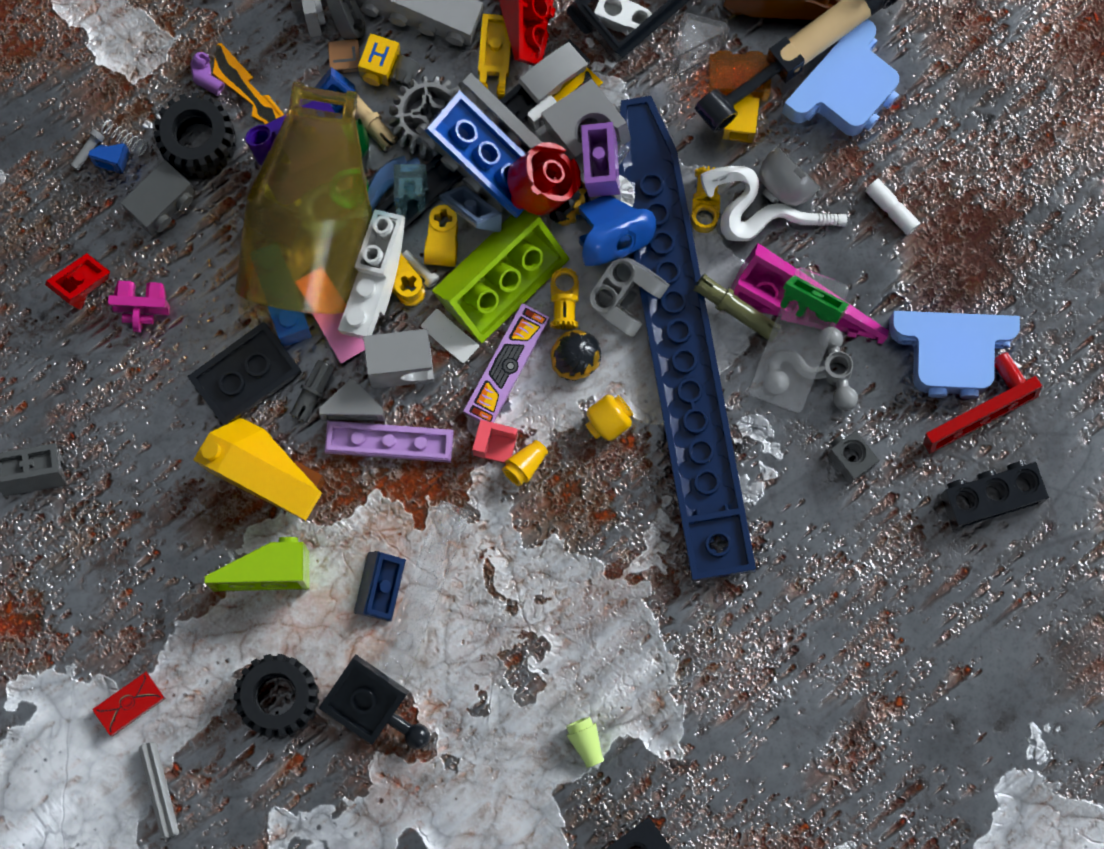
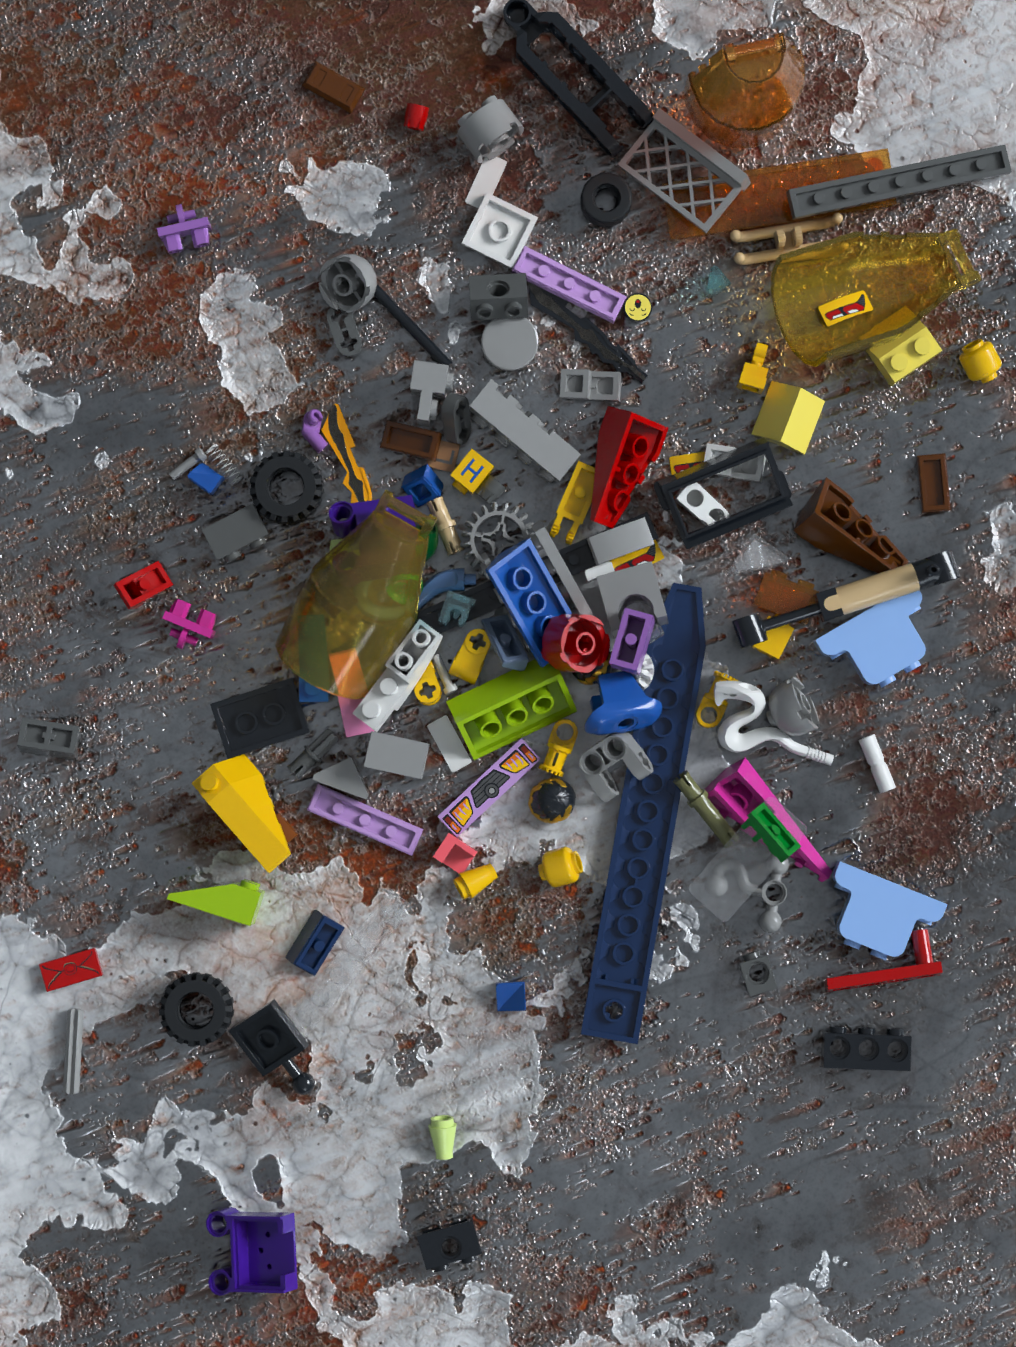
camera: 20 degrees right, 10 degrees up
(307, 51) = (411, 440): none -> reddish brown tile
(605, 568) = (511, 996): none -> blue slope

